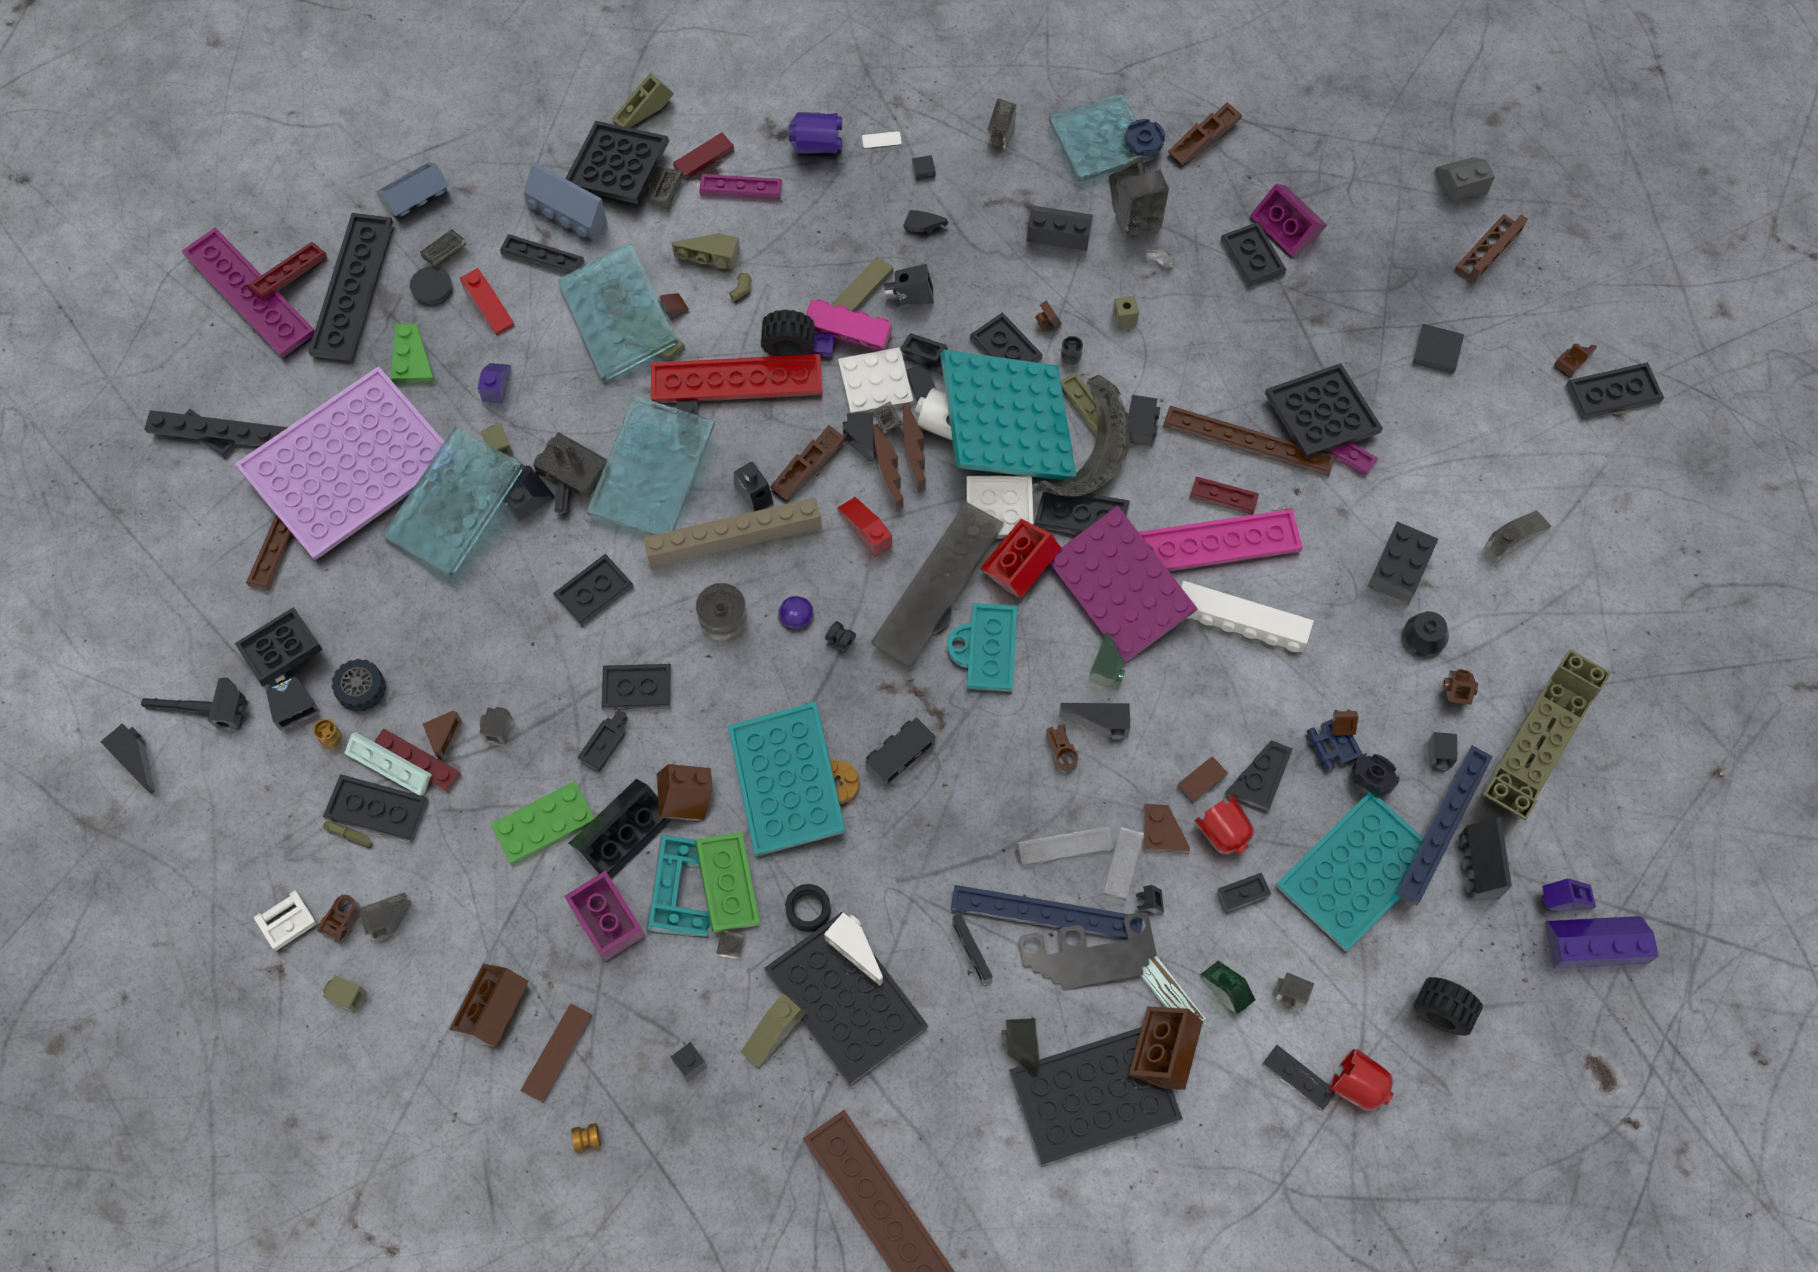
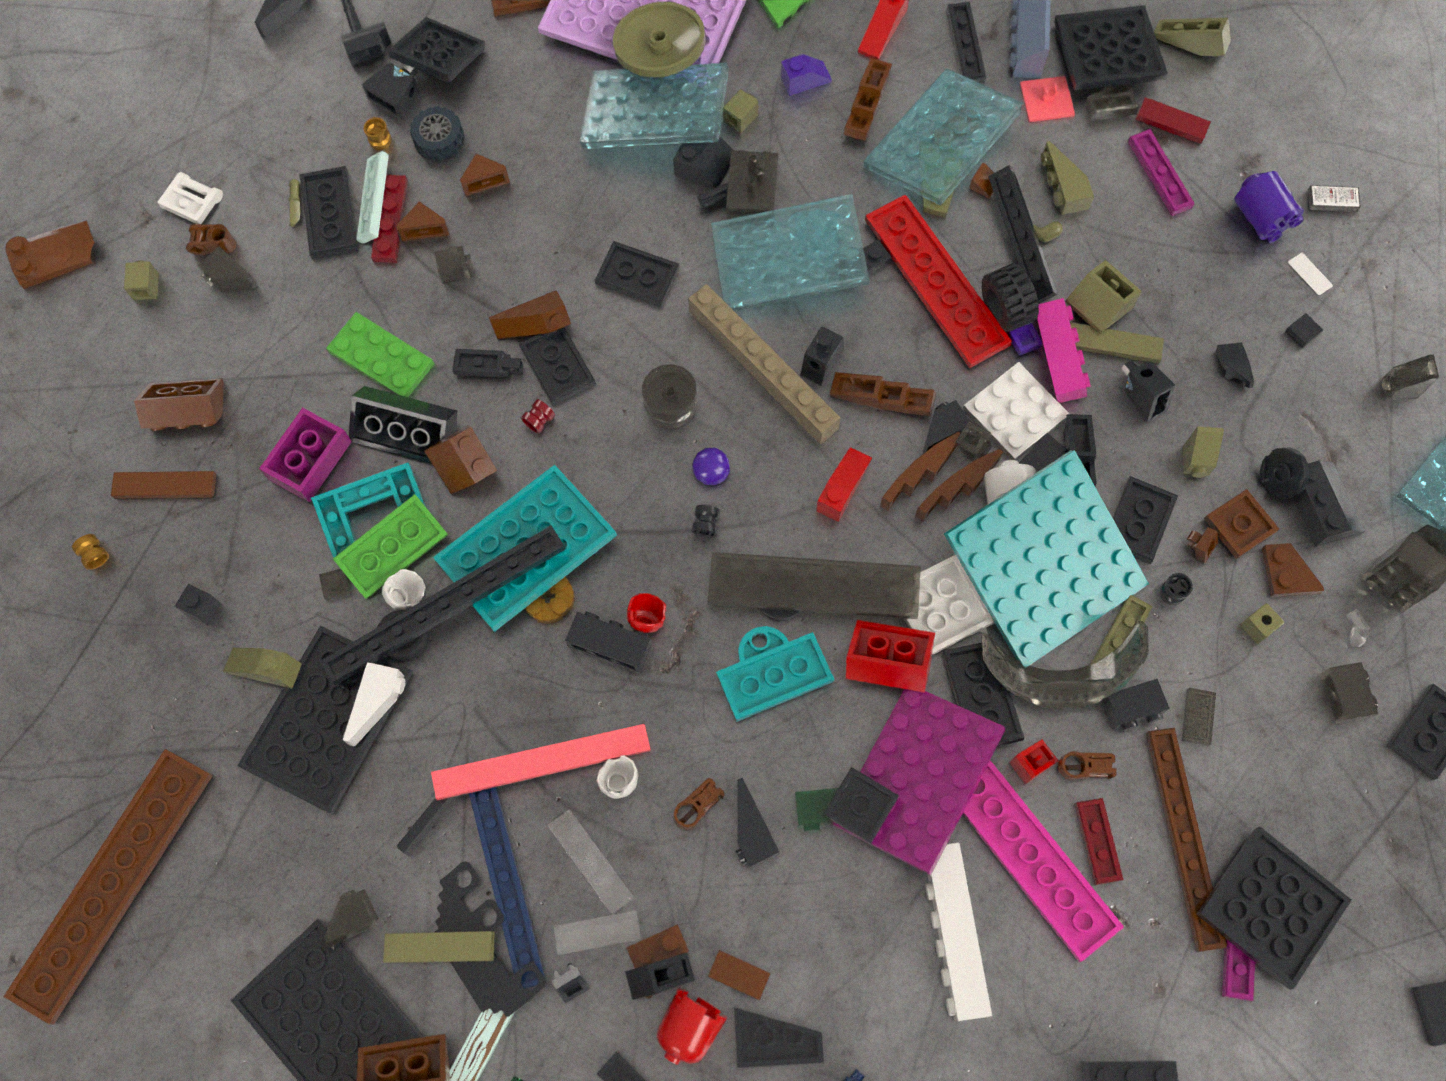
camera: 65 degrees right, 5 degrees up
(260, 1065) = (50, 253): none -> reddish brown slope
(397, 466) = (659, 39): none -> olive dish
(426, 663) = (483, 175): none -> reddish brown slope
(546, 347) = (867, 99): none -> reddish brown slope
(587, 682) = (532, 317): none -> reddish brown slope
(628, 226) = (1047, 99): none -> coral piece
(676, 718) = (537, 416): none -> dark red wheel
(729, 299) = (1022, 232): none -> black plate
(771, 887) = (403, 589): none -> white hair
(806, 858) = (442, 605): none -> black plate
(823, 275) = (1103, 296): none -> olive slope
(833, 92) = (1333, 198): none -> tile
(893, 713) = (646, 612): none -> red hair
(971, 845) = (539, 761): none -> coral tile
(981, 278) = (1202, 451): none -> olive slope
(1012, 793) = (618, 777): none -> white hair
(1026, 236) = (1285, 472): none -> black tile
(1046, 283) = (1241, 523): none -> reddish brown plate
(1077, 985) = (439, 947): none -> olive tile
(1096, 276) = (1288, 572): none -> reddish brown wing
(1124, 630) = (861, 805): none -> black tile
(1148, 507) = (1033, 761): none -> red slope
(1169, 387) = (1199, 716): none -> clear smoke tile
(1169, 472) = (1090, 765): none -> reddish brown piece
(1179, 830) = (659, 976): none -> black slope
(1202, 287) = (1349, 693): none -> clear smoke brick

